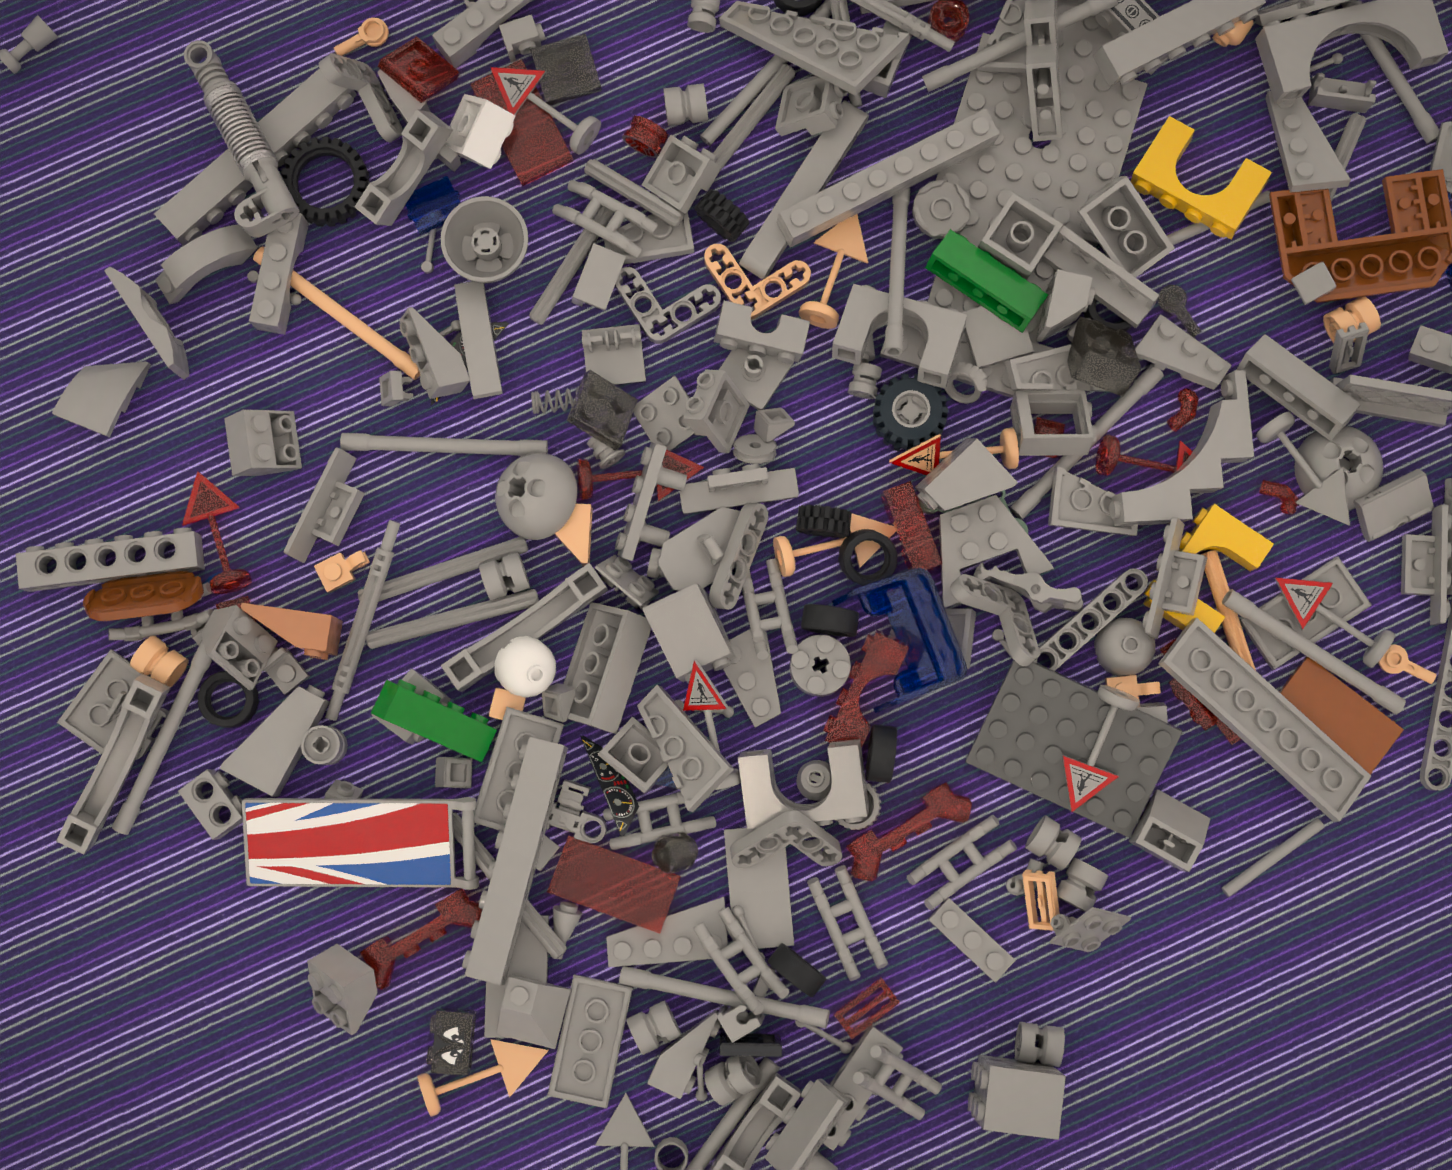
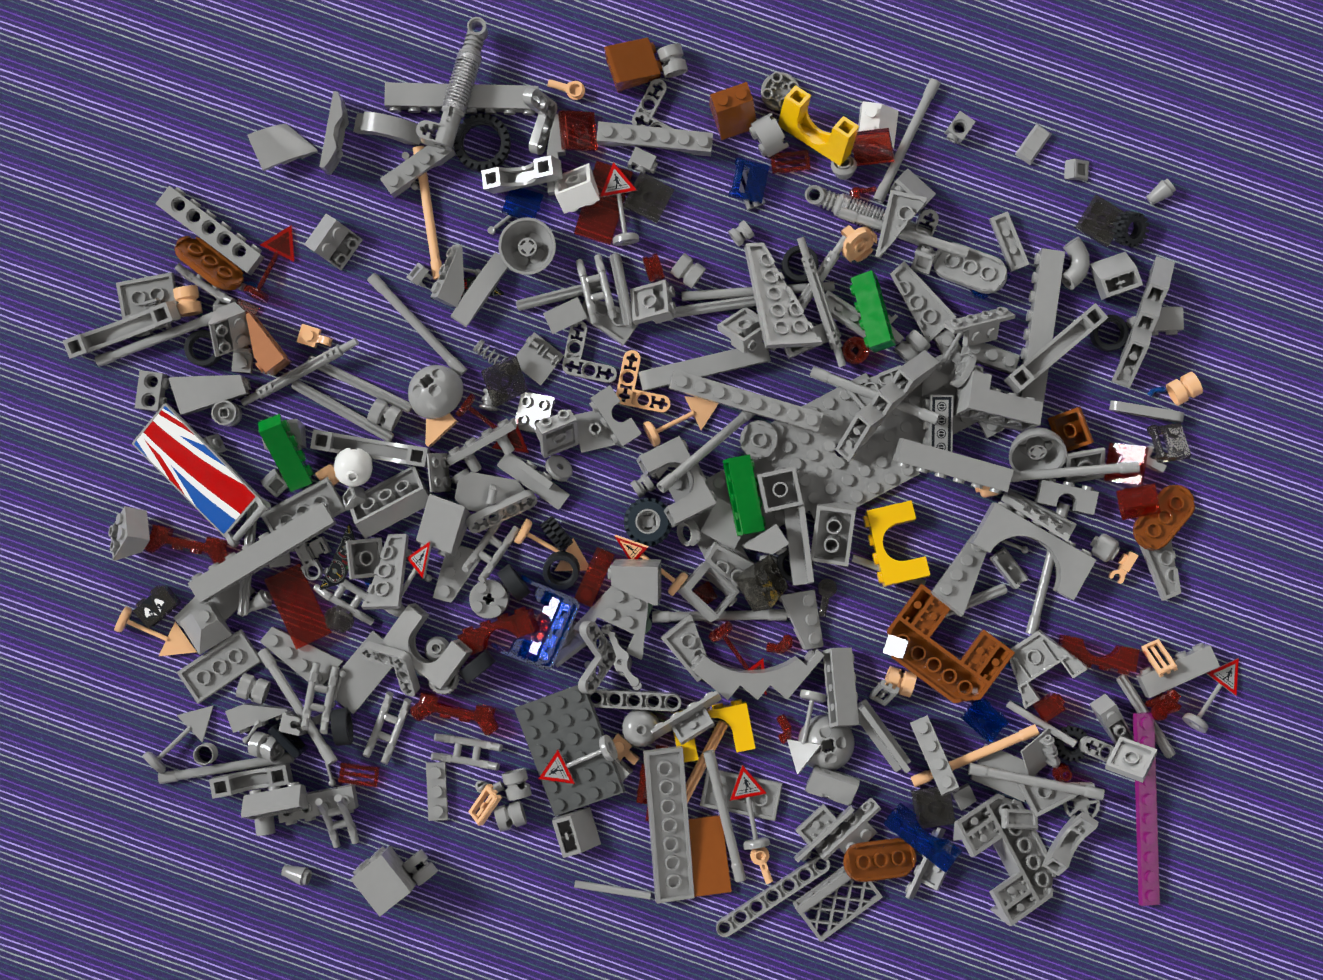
camera: 45 degrees right, 5 degrees up
(328, 508) = (334, 303): light grey bracket -> none
(722, 215) = (651, 342): black tyre -> none
(772, 423) = (579, 463): light grey slope -> none
(1087, 930) = (490, 838): light grey hinge -> none

